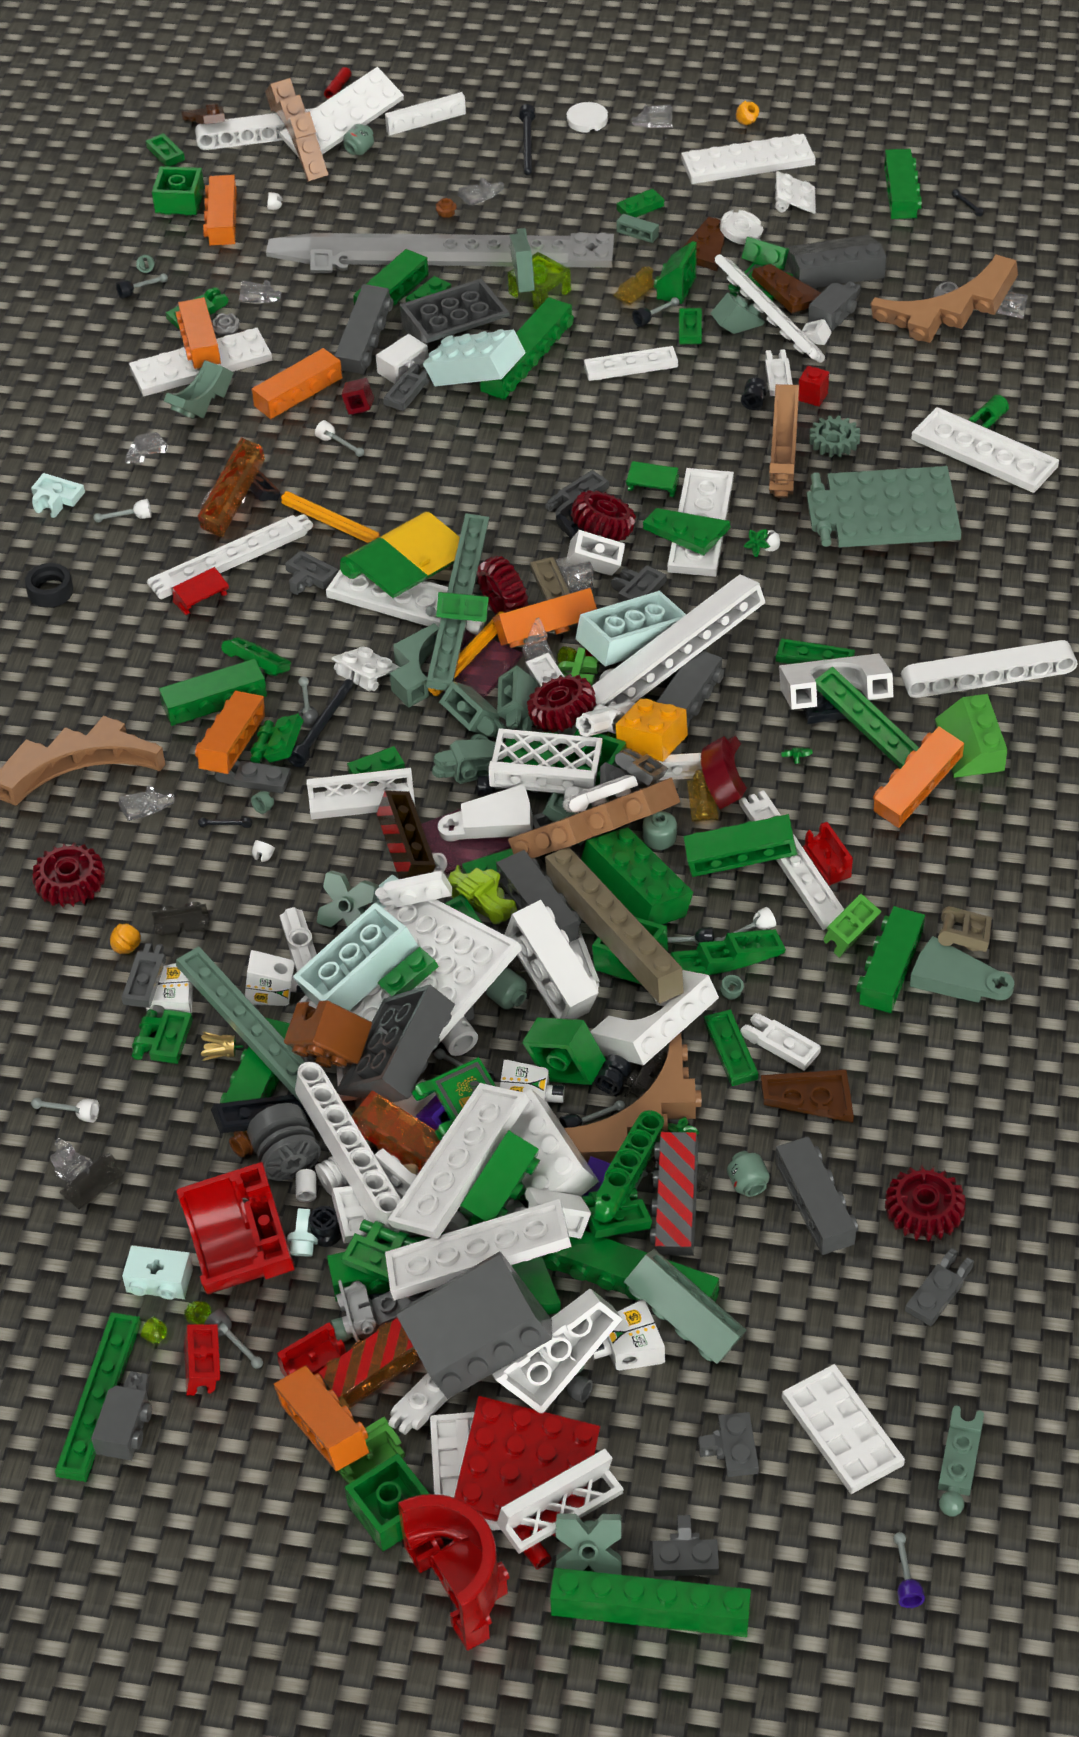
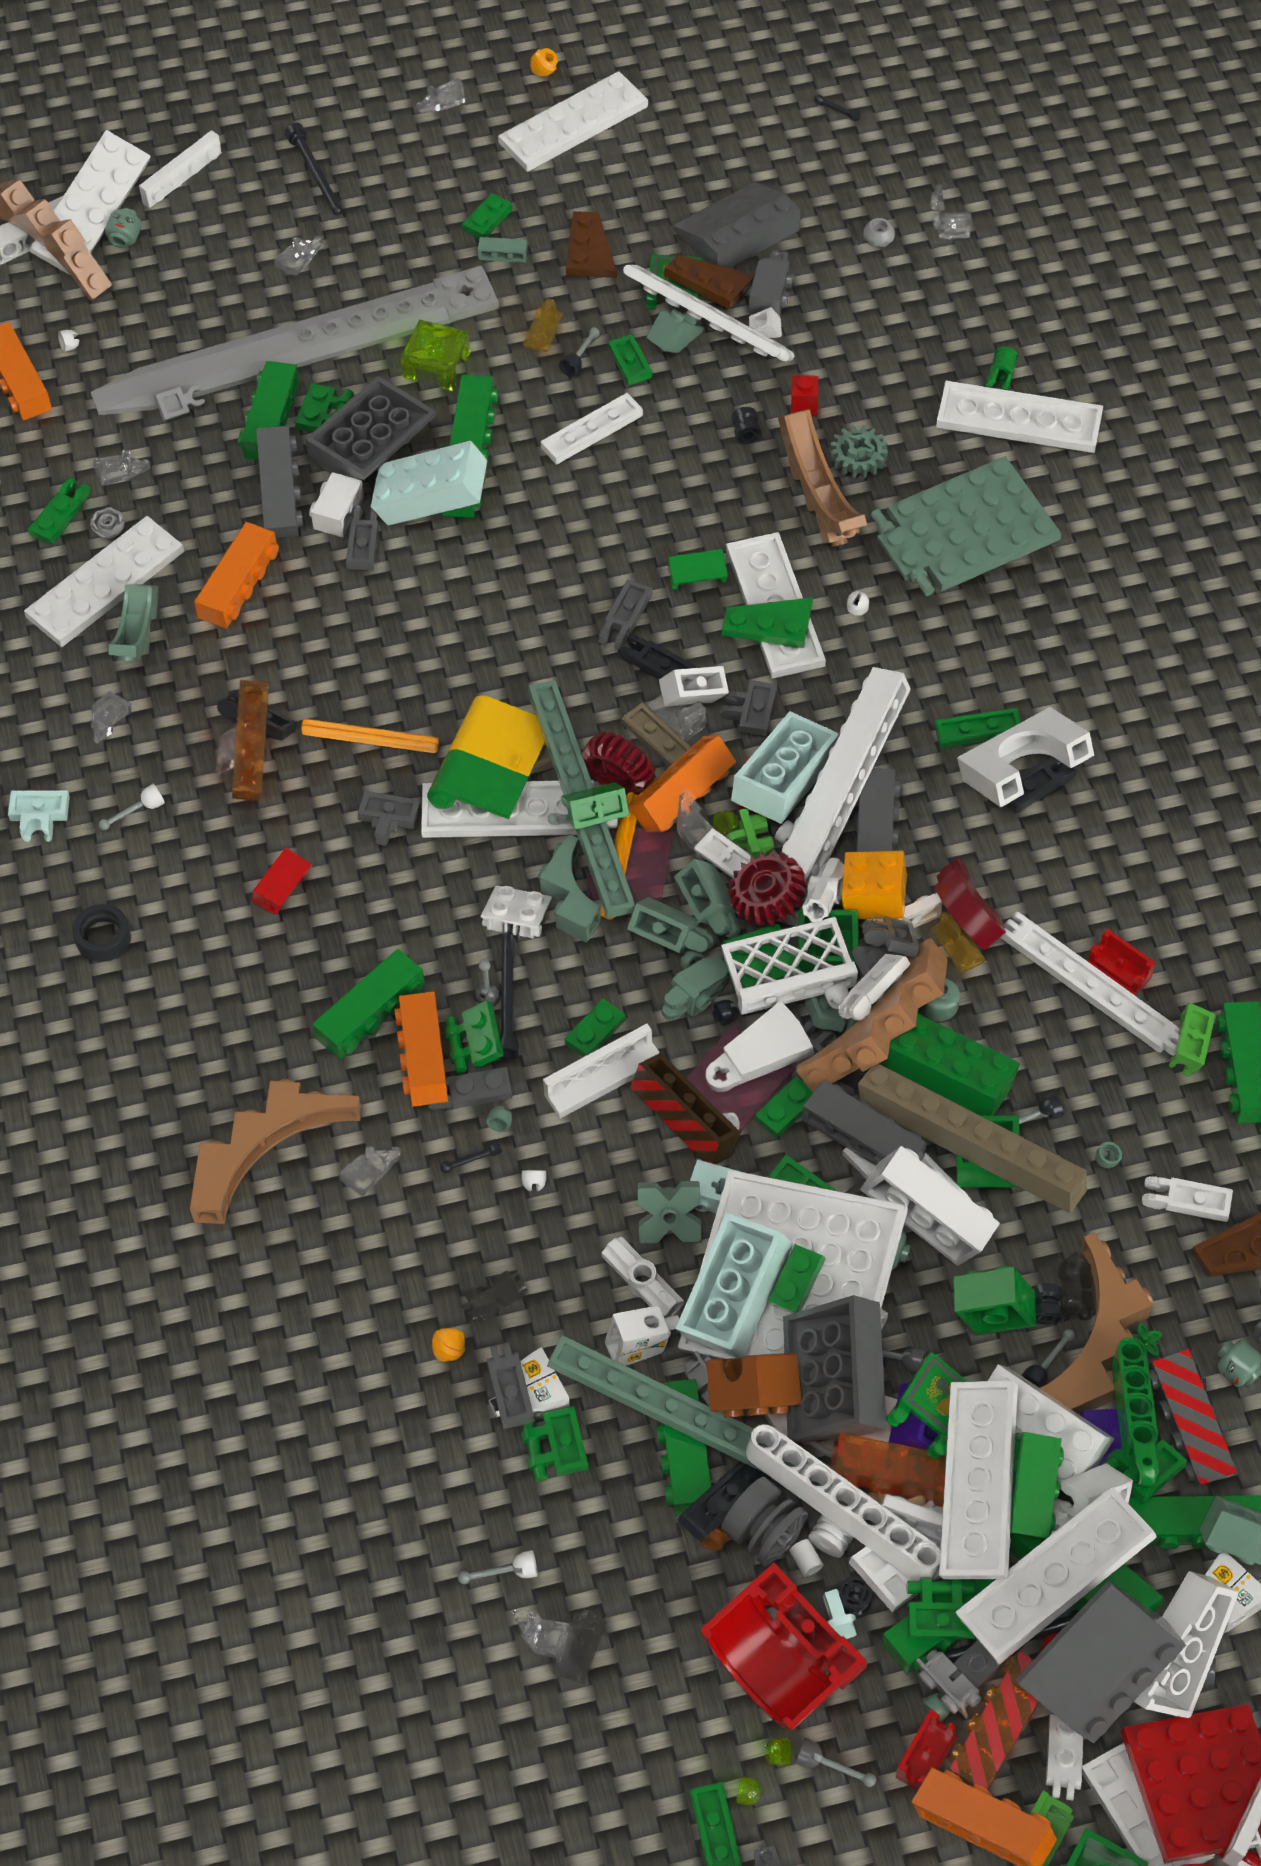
camera: 25 degrees left, 10 degrees up
(68, 875) = (344, 1308): dark red gear -> none
(157, 1272) = (727, 1713): light aqua brick -> none
(197, 332) = (91, 548): orange brick -> none
(201, 1357) = (816, 1802): red hinge -> none
(222, 1046) = (628, 1426): pearl gold piece -> none
(233, 553) = (286, 824): white hinge -> none
(267, 660) = (388, 939): green hinge -> none
(326, 431) = (304, 627): hinge -> none
(338, 82) = (51, 158): red piece -> none
(357, 396) = (317, 571): dark red brick -> none
(414, 889) = (749, 1180): white hinge -> none
(446, 207) = (272, 287): dark orange plate -> none
(483, 893) = (802, 1143): lime piece -> none
(522, 260) = (416, 339): sand green piece -> none
(523, 1076) = (972, 1352): white torso -> none
(587, 116) = (365, 118): white tile -> none
(603, 515) = (674, 635): dark red gear -> none
(645, 1037) = (1066, 1255): white arch -> none
(677, 274) = (583, 299): green slope -> none
(731, 1047) = (1141, 1223): green tile -> none
(735, 952) = (1085, 1115): green slope -> none
(740, 225) = (616, 214): white tile -> none
(740, 845) = (1033, 987): green brick -> none
(757, 540) = (847, 610): green plant -> none
(762, 920) = (1097, 1065): white hinge -> none
(765, 252) = (661, 241): green plate -> none
(777, 370) = (756, 390): white hinge -> none
(793, 192) = (649, 153): white hinge -> none
(796, 753) = (1024, 852): green plant -> none
(865, 716) = (1093, 795): green plate -> none
(902, 183) = (759, 106): green brick -> none
(918, 776) = (1167, 841): orange brick -> none
(953, 308) = (901, 253): medium nougat arch -> none
(976, 726) = (1189, 771): bright green slope -> none
(989, 669) = (1162, 684): white beam -> none

